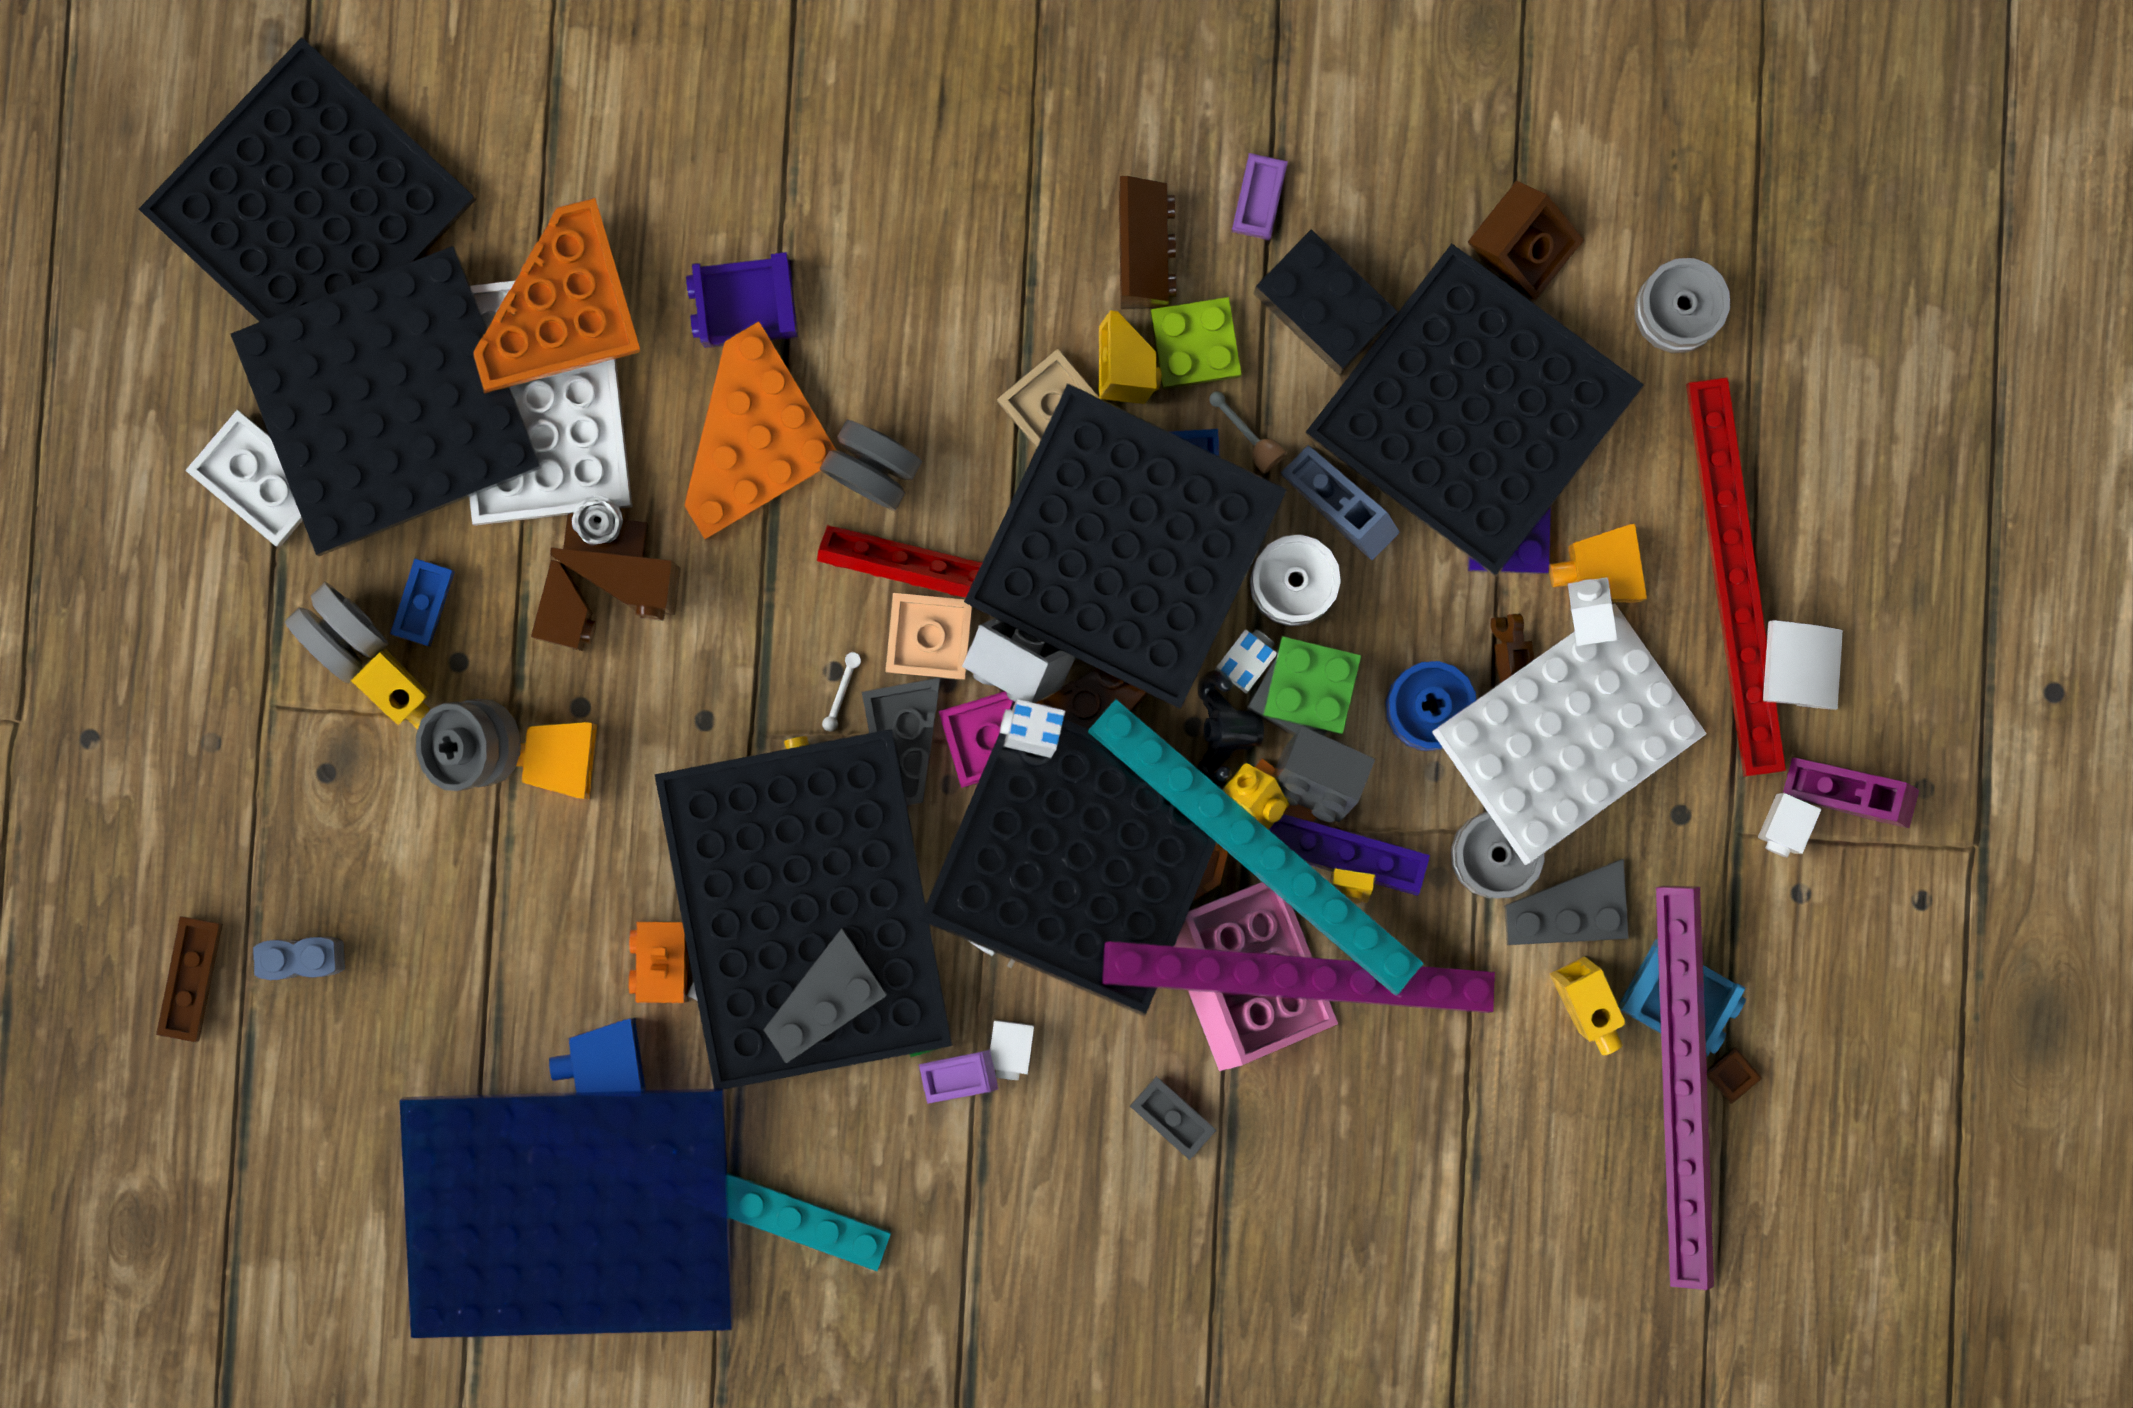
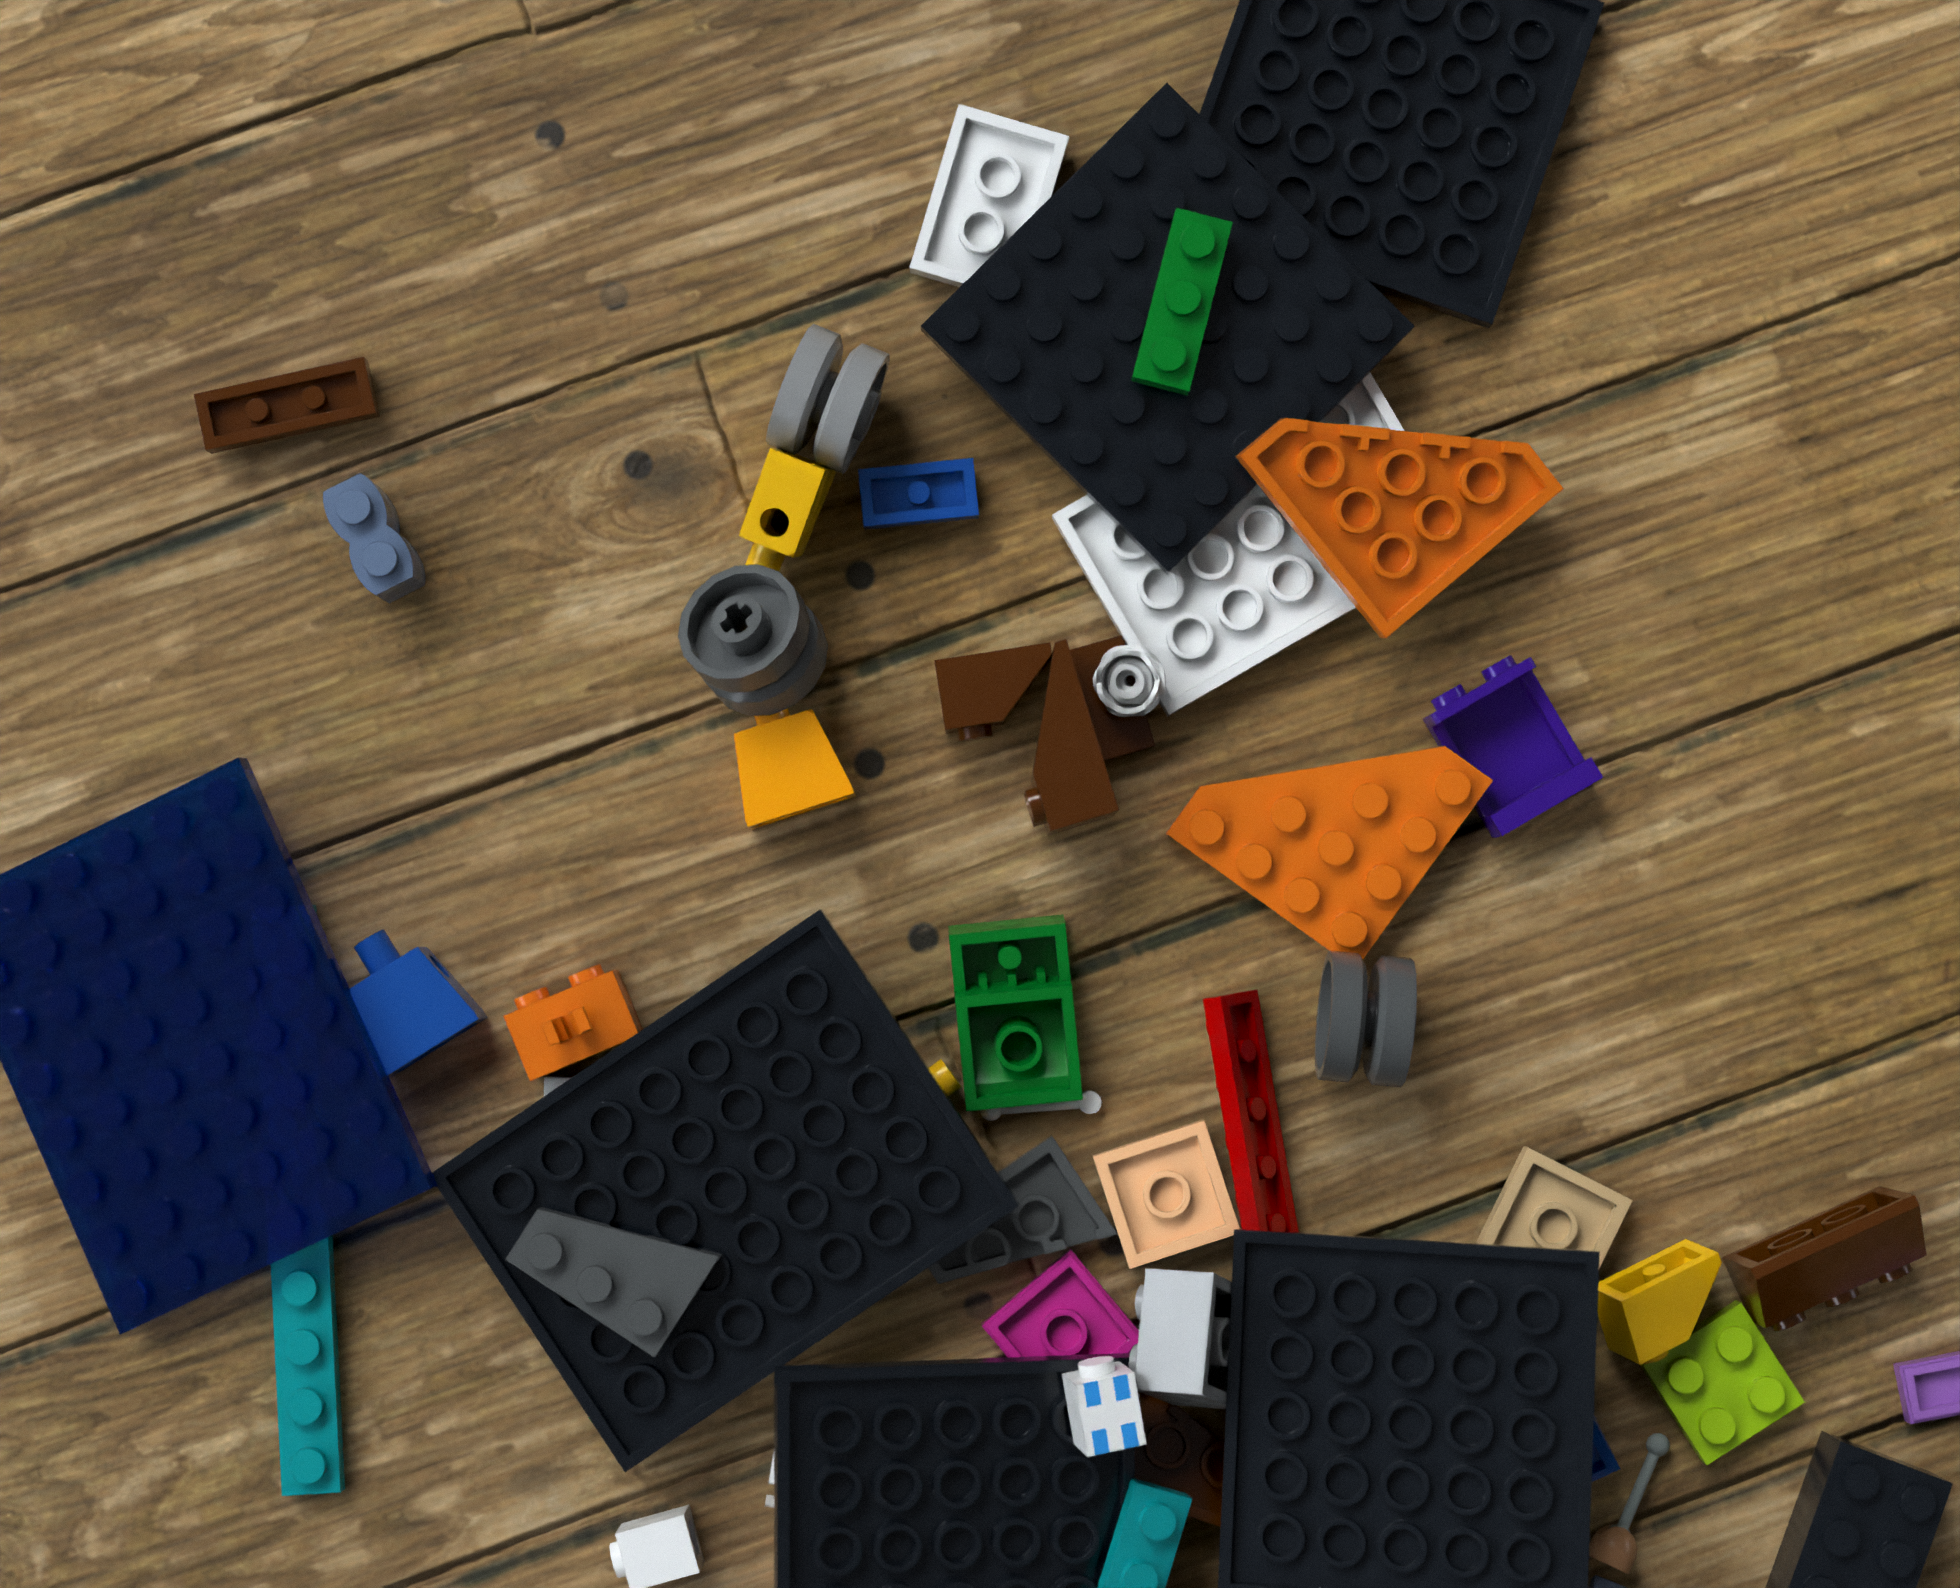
camera: 60 degrees right, 0 degrees up
(372, 384) = (1181, 301): none -> green plate
(775, 682) = (1015, 1012): none -> green slope
(958, 1076) = (588, 1496): medium lavender tile -> none

